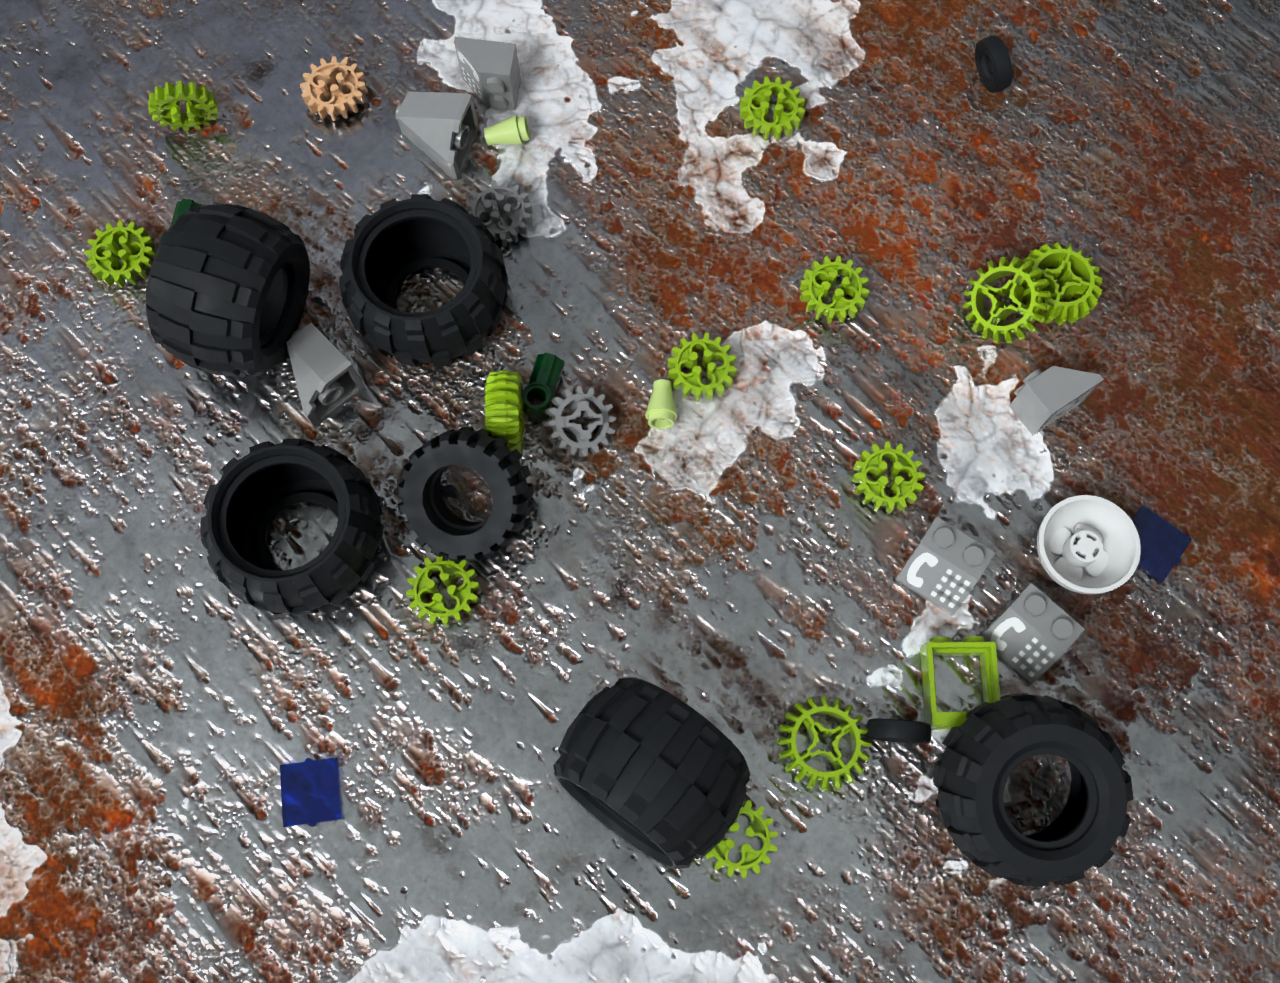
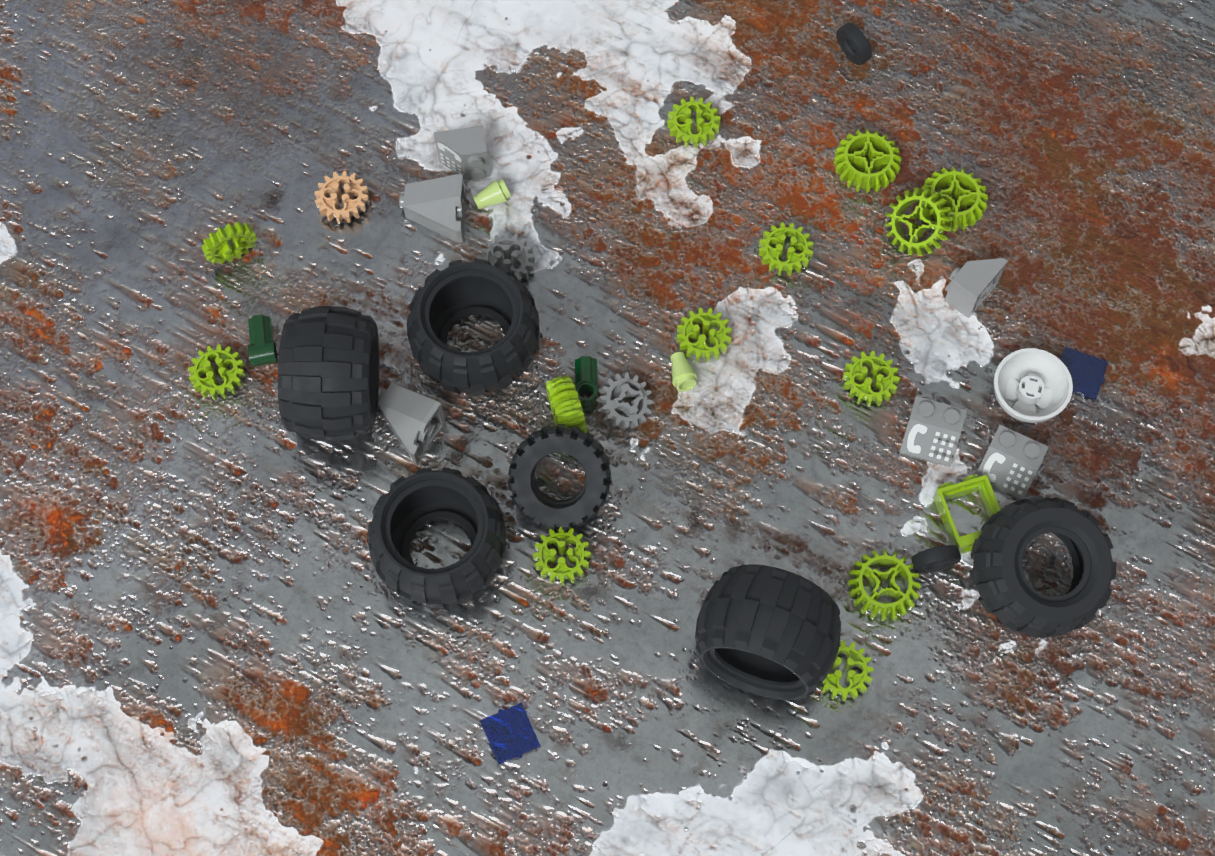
camera: 15 degrees left, 5 degrees down
(947, 209) = (879, 155): none -> lime gear

